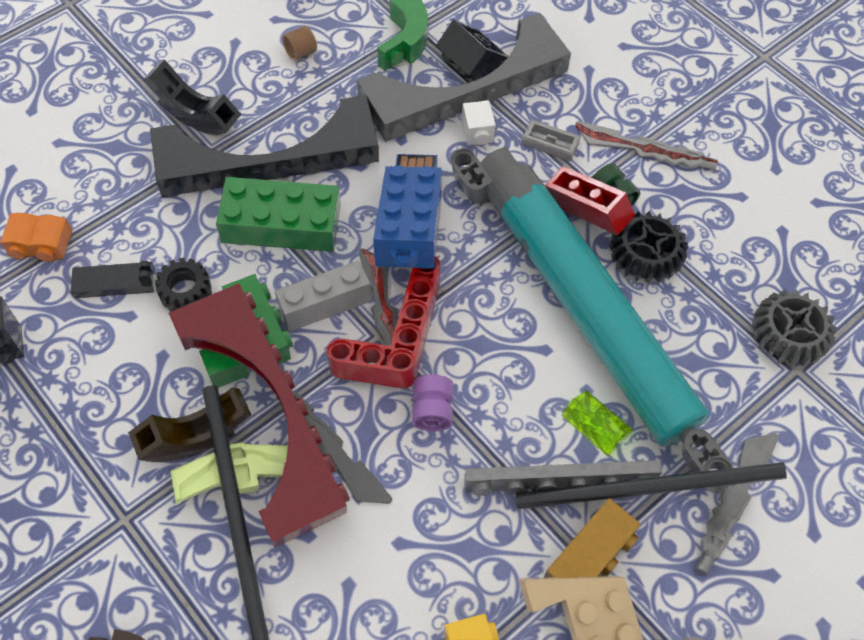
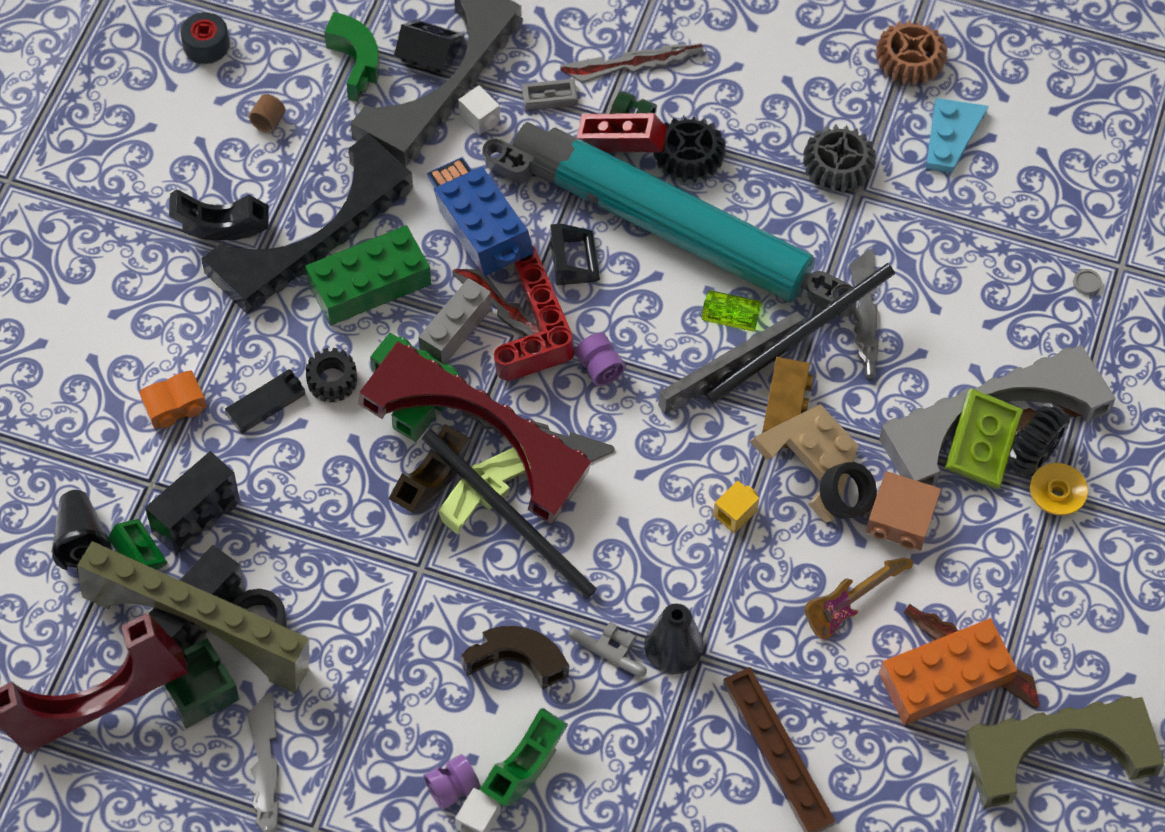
camera: 30 degrees left, 0 degrees up
(475, 264) = (568, 274): none -> black tile

